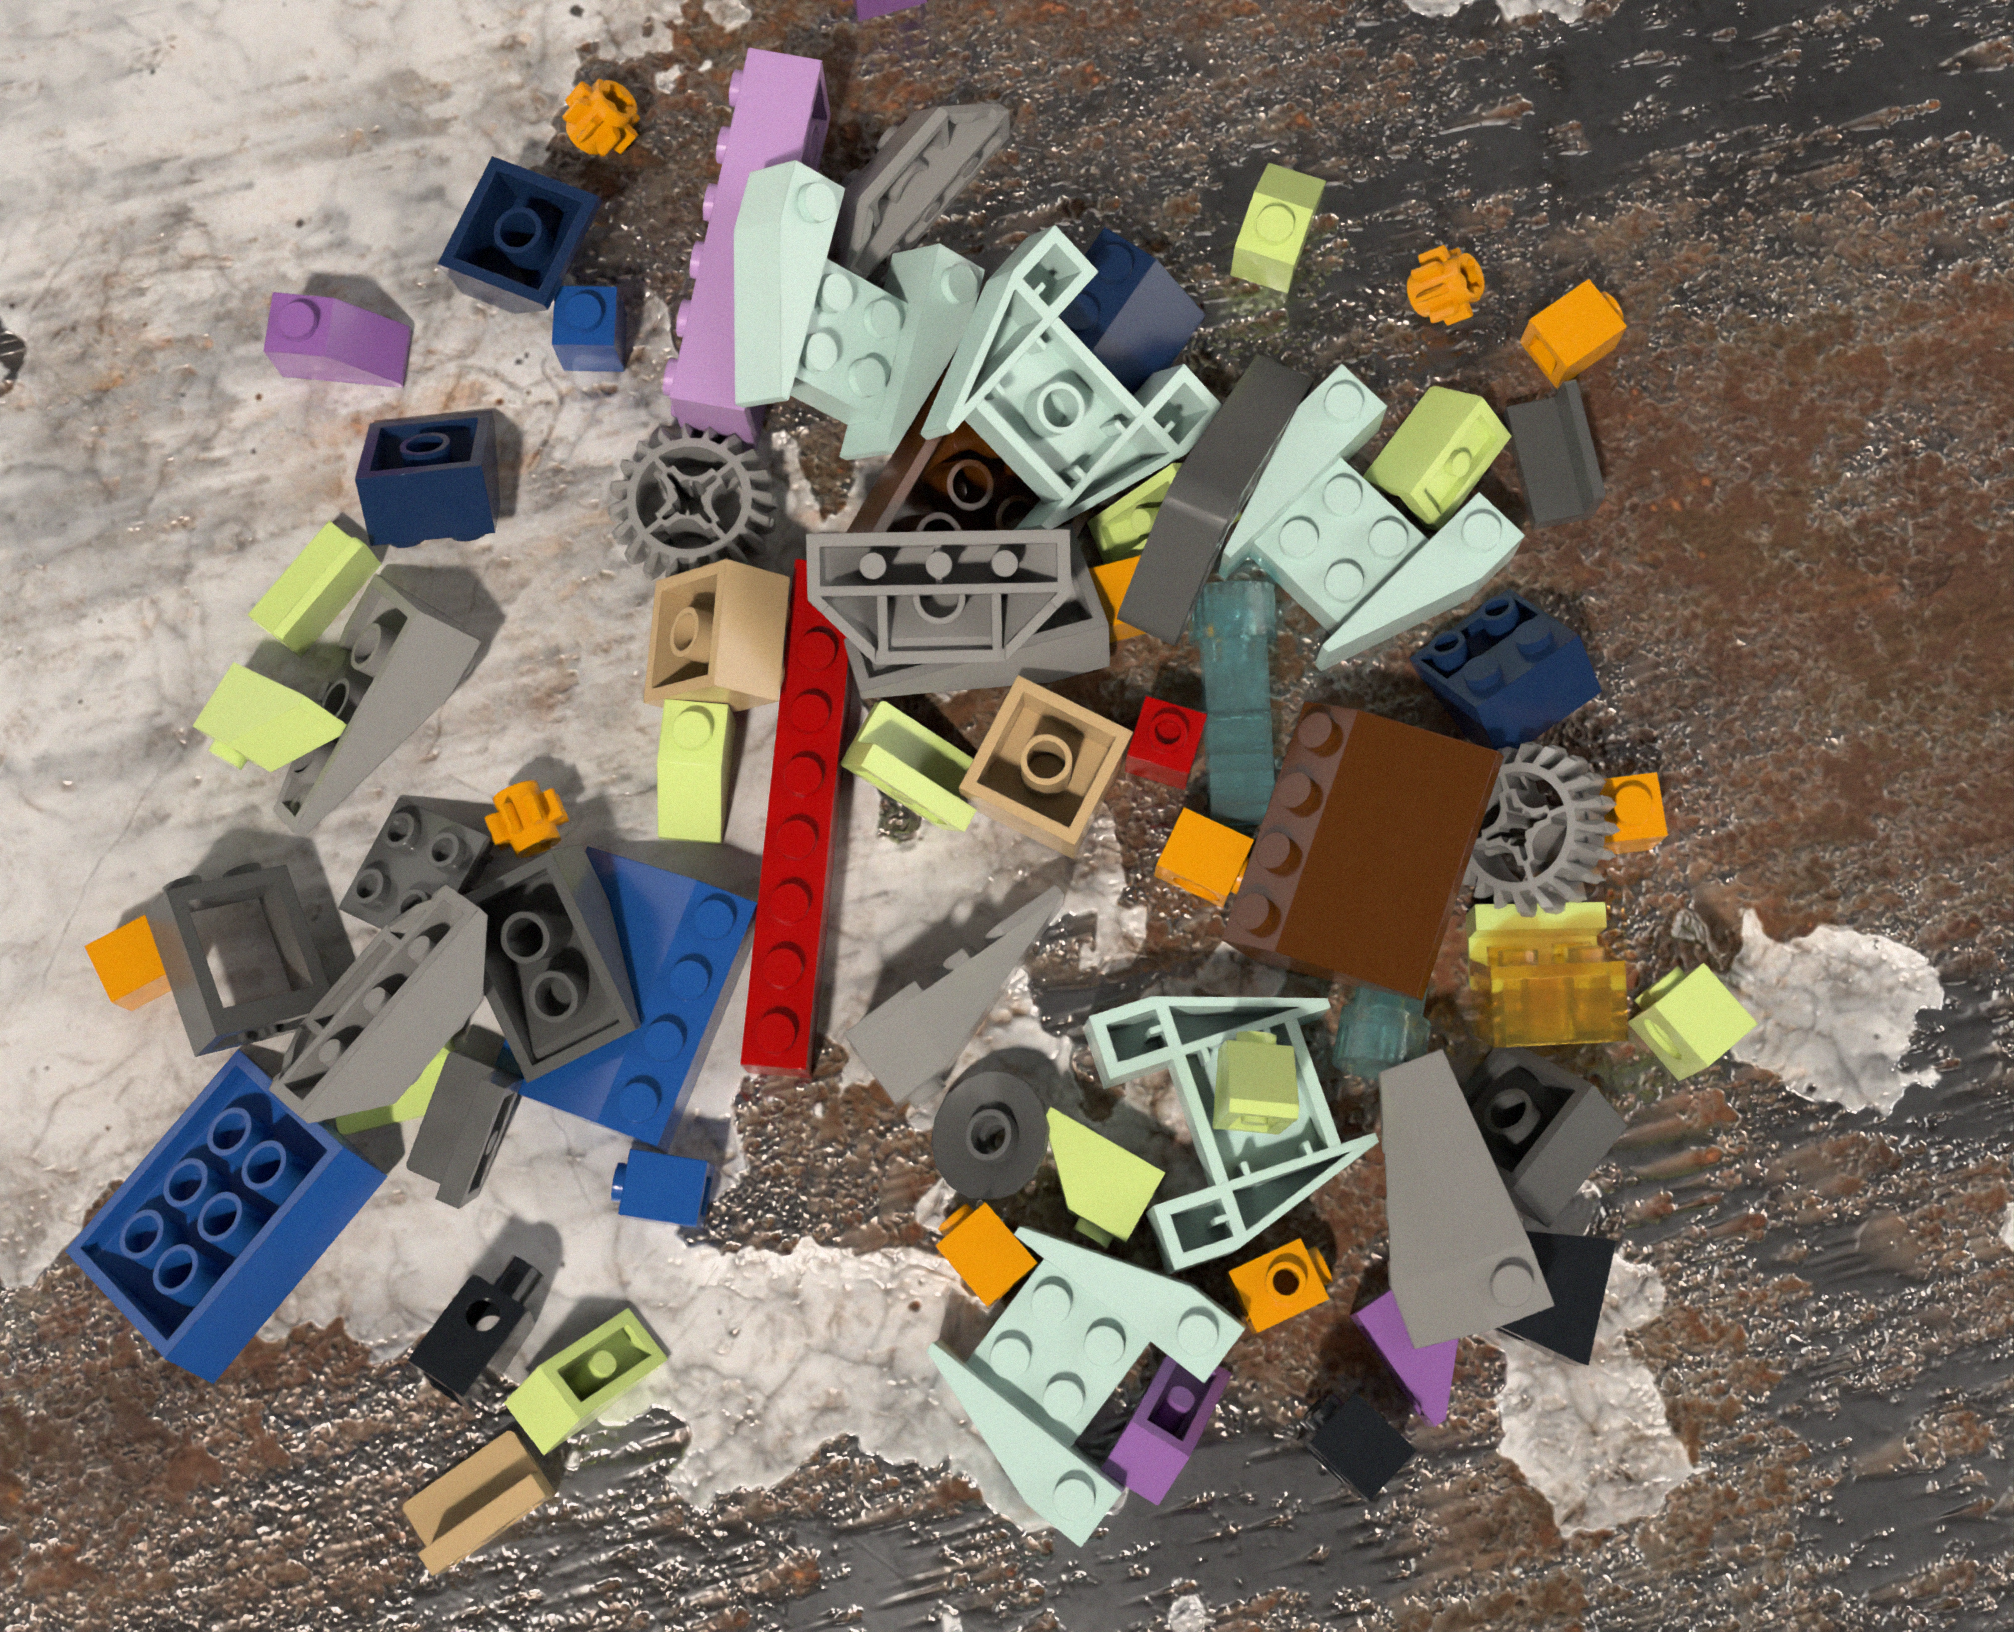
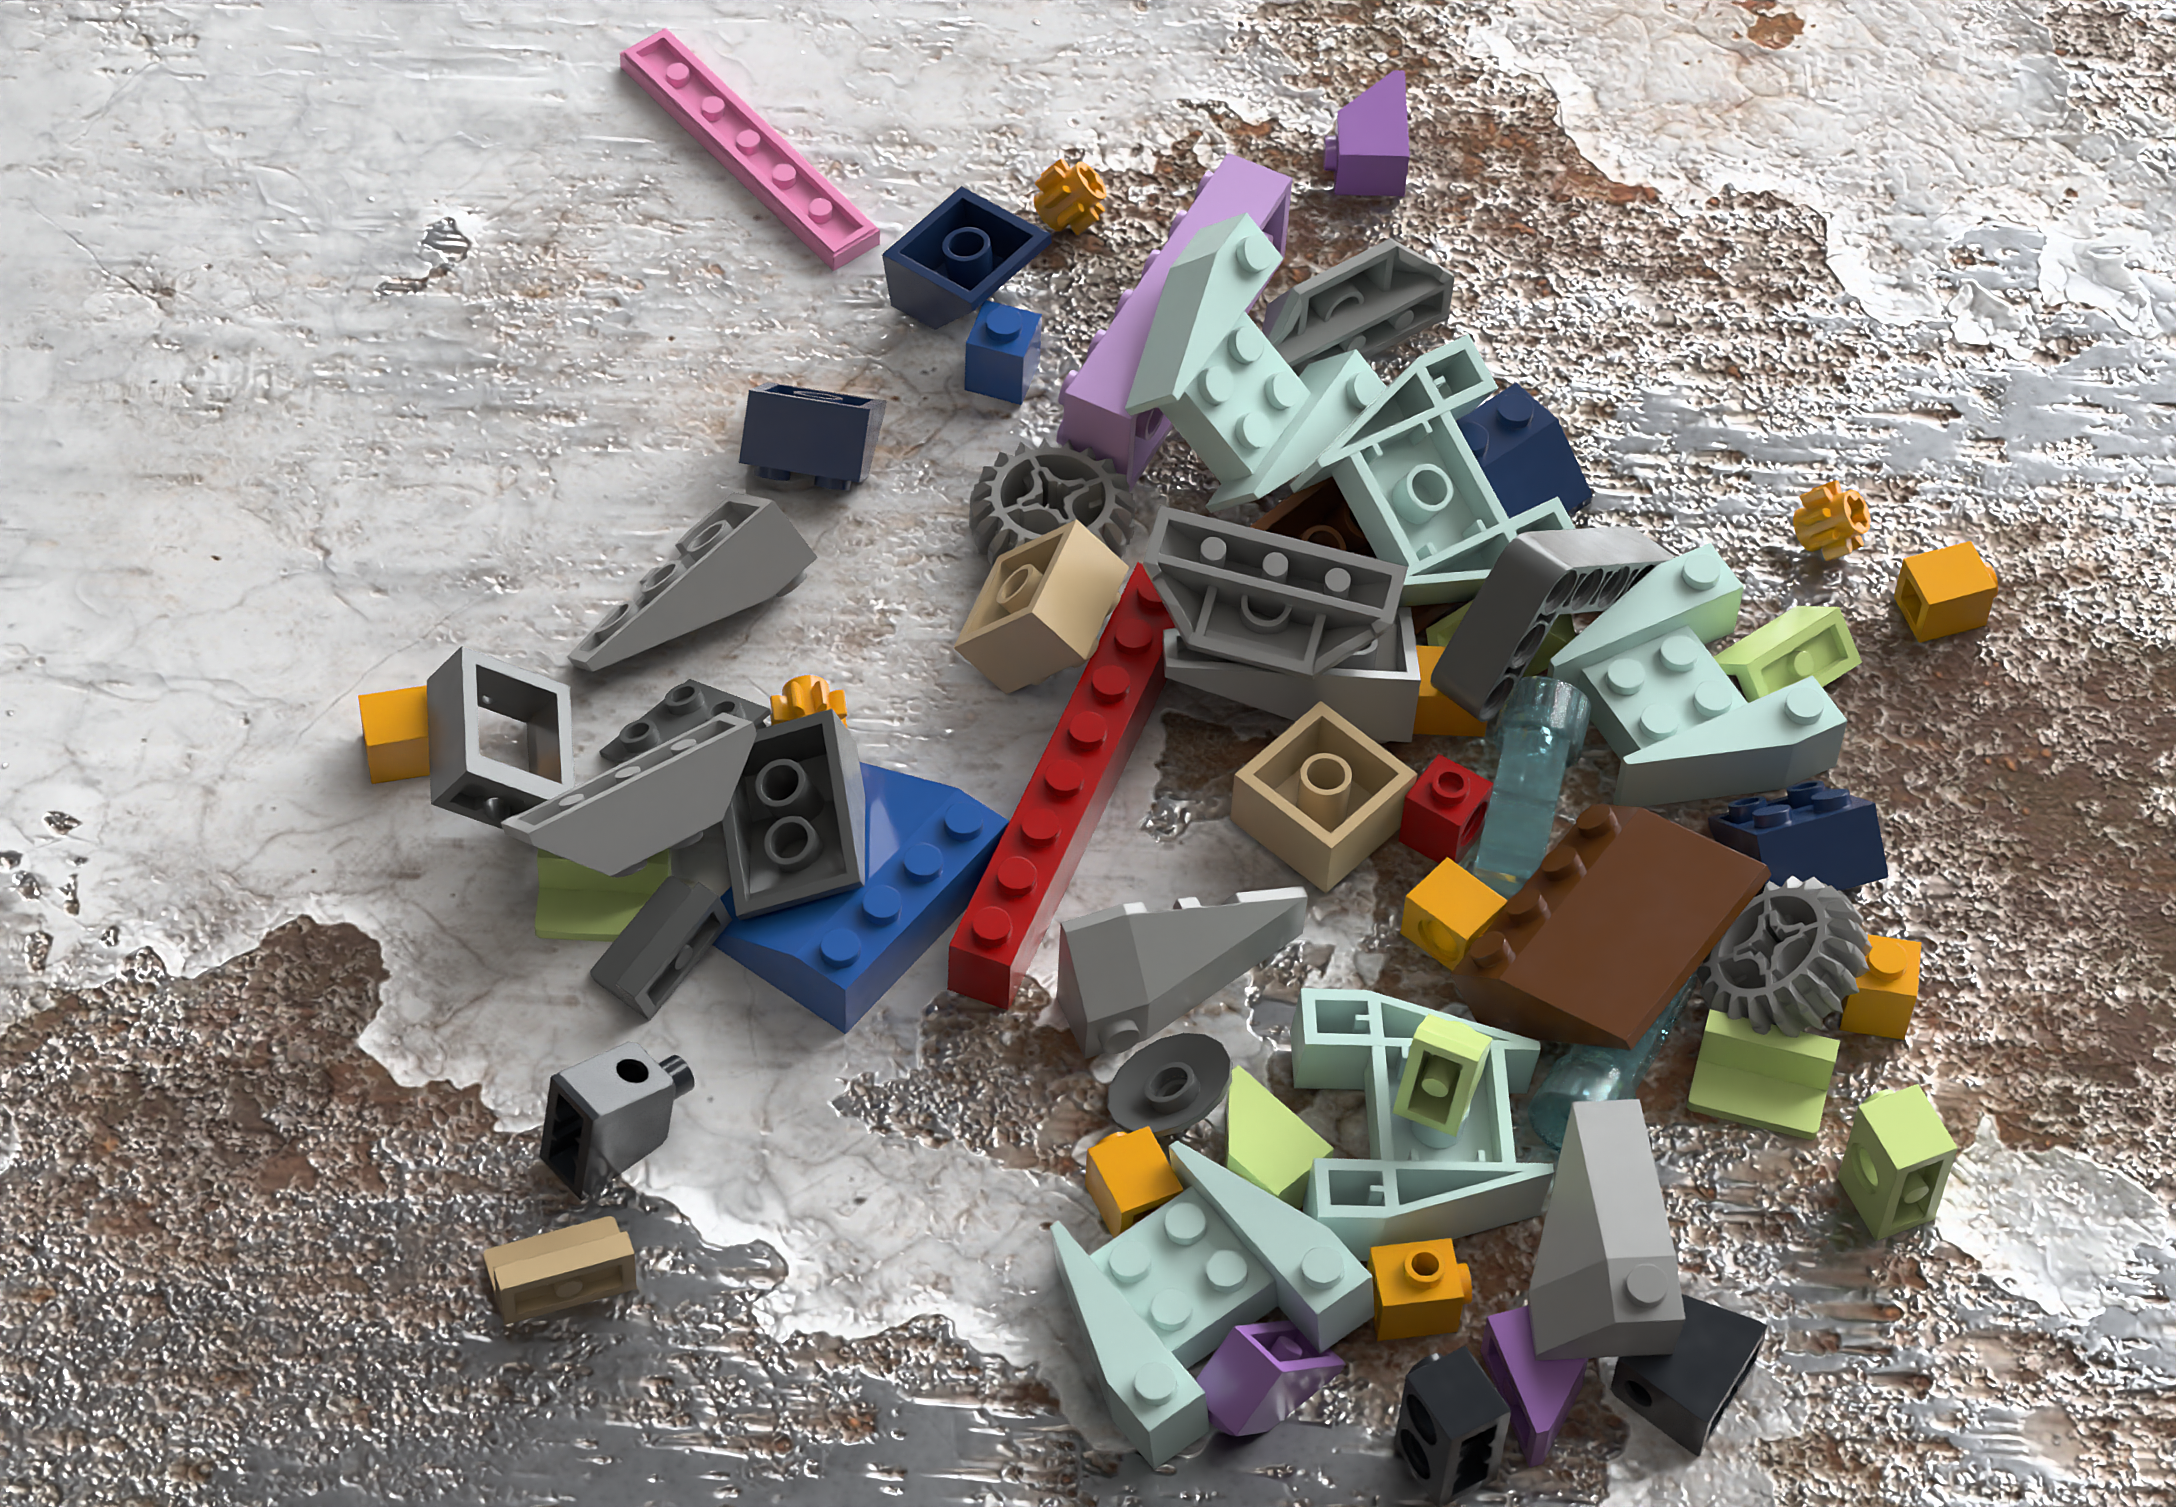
camera: 10 degrees right, 25 degrees down
(223, 1219) = (407, 960): blue slope -> none
(263, 721) = (593, 567): yellowish green slope -> none
(265, 144) = (750, 149): none -> bright pink tile
(315, 588) = (672, 492): yellowish green panel -> none
(335, 341) = (760, 304): medium lavender slope -> none
(584, 1380) = (699, 1183): yellowish green slope -> none
(663, 1189) = (836, 1048): blue brick -> none
(694, 770) = (982, 718): yellowish green slope -> none
(911, 766) = (1189, 766): yellowish green panel -> none
(1276, 227) = (1679, 442): yellowish green slope -> none
(1540, 1128) = (1728, 1223): dark grey slope -> none
(1548, 997) = (1759, 1099): clear yellow brick -> none
(1555, 458) = (1898, 690): dark grey panel -> none

